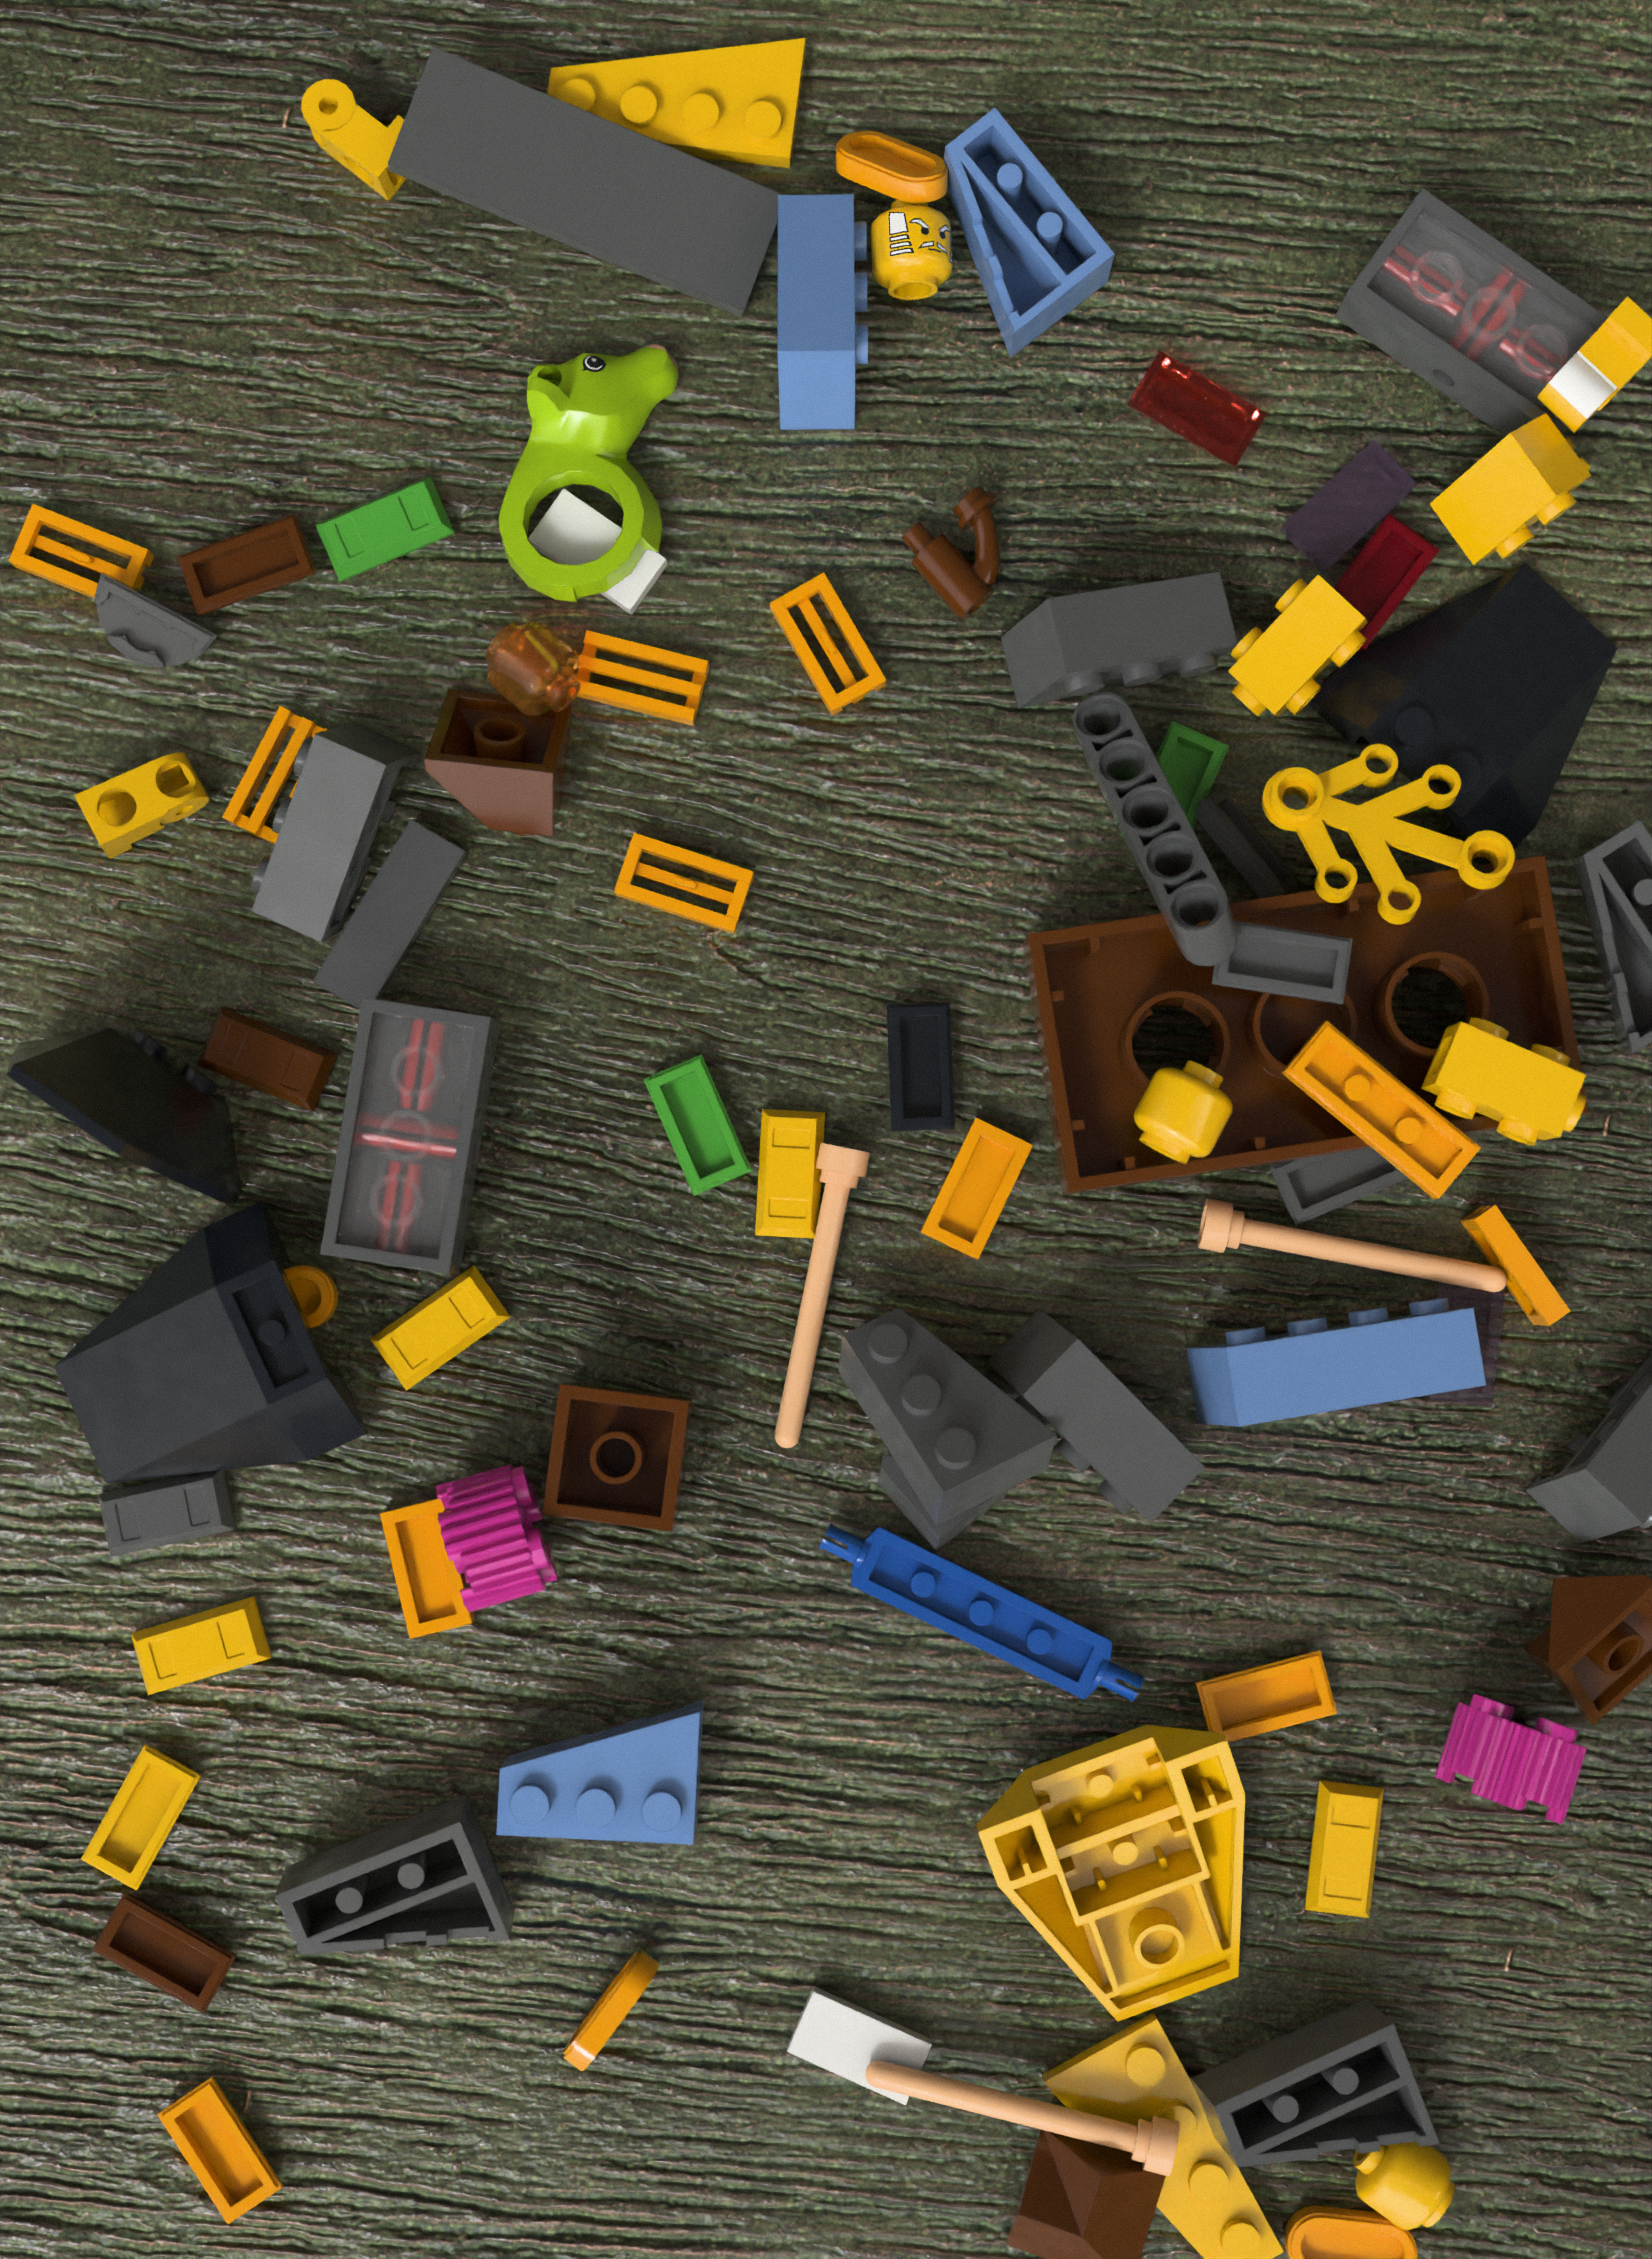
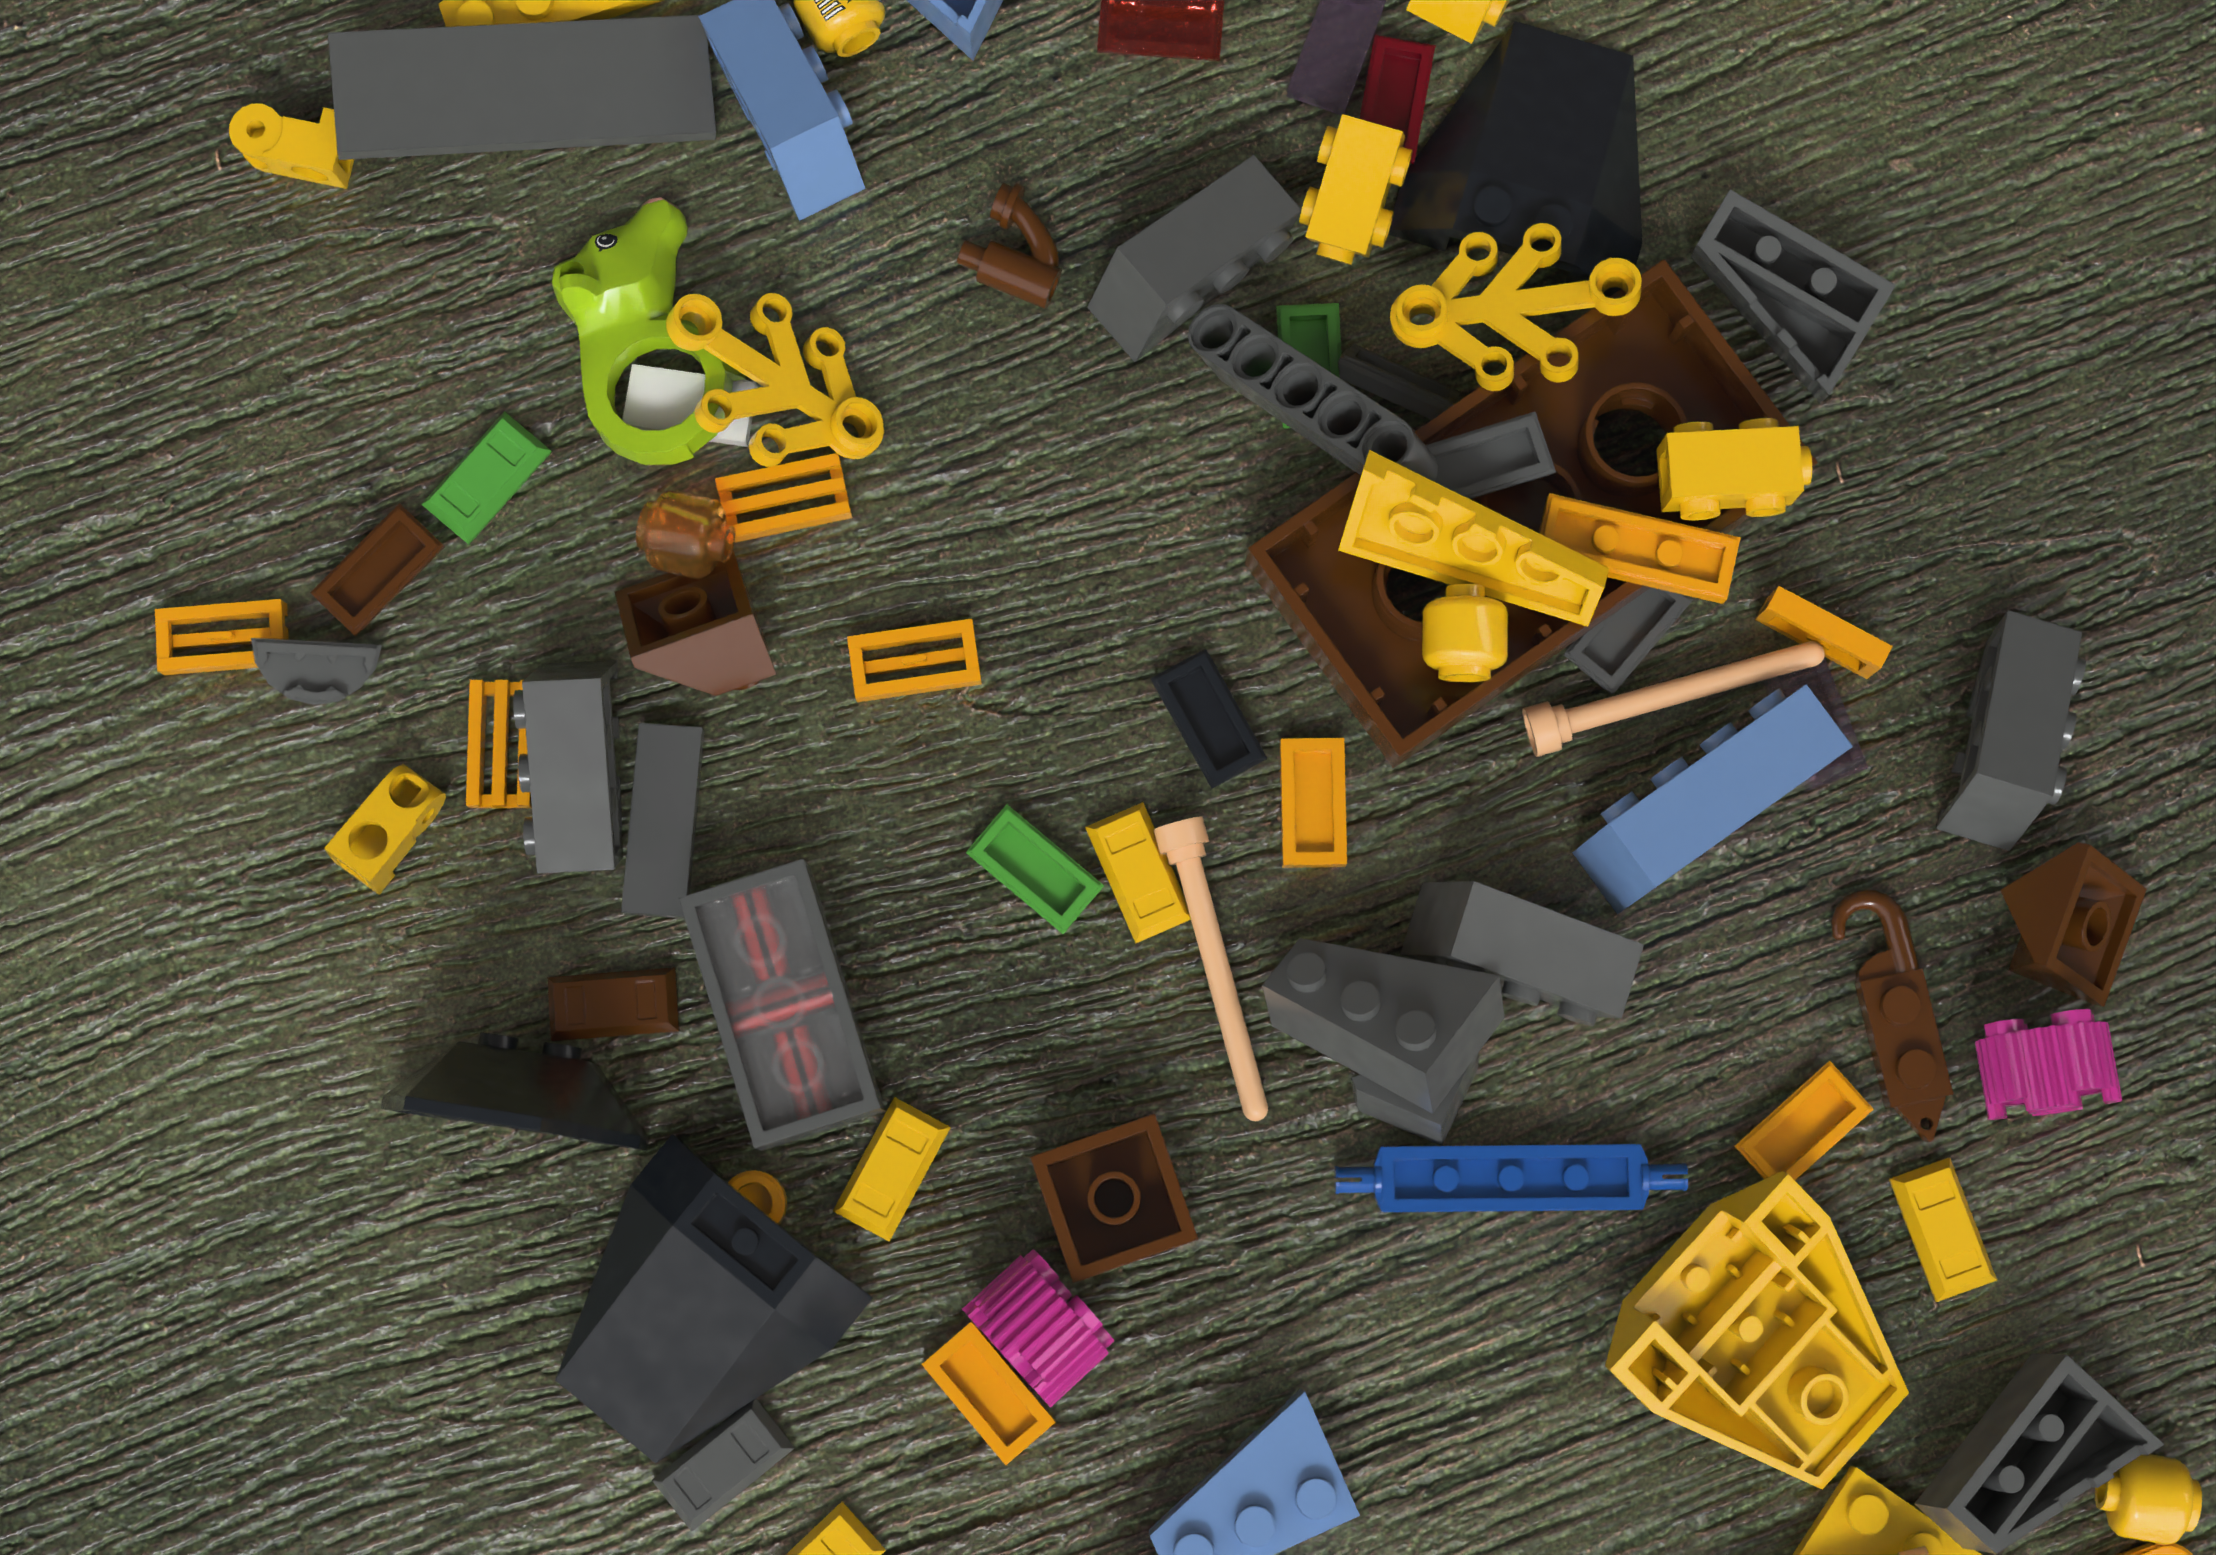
camera: 30 degrees left, 5 degrees down
(689, 573) = (783, 381): none -> yellow plant
(854, 690) = (979, 417): light orange tile -> none
(1218, 1024) = (1453, 540): none -> yellow wing
(1403, 1642) = (1899, 1017): none -> reddish brown plate

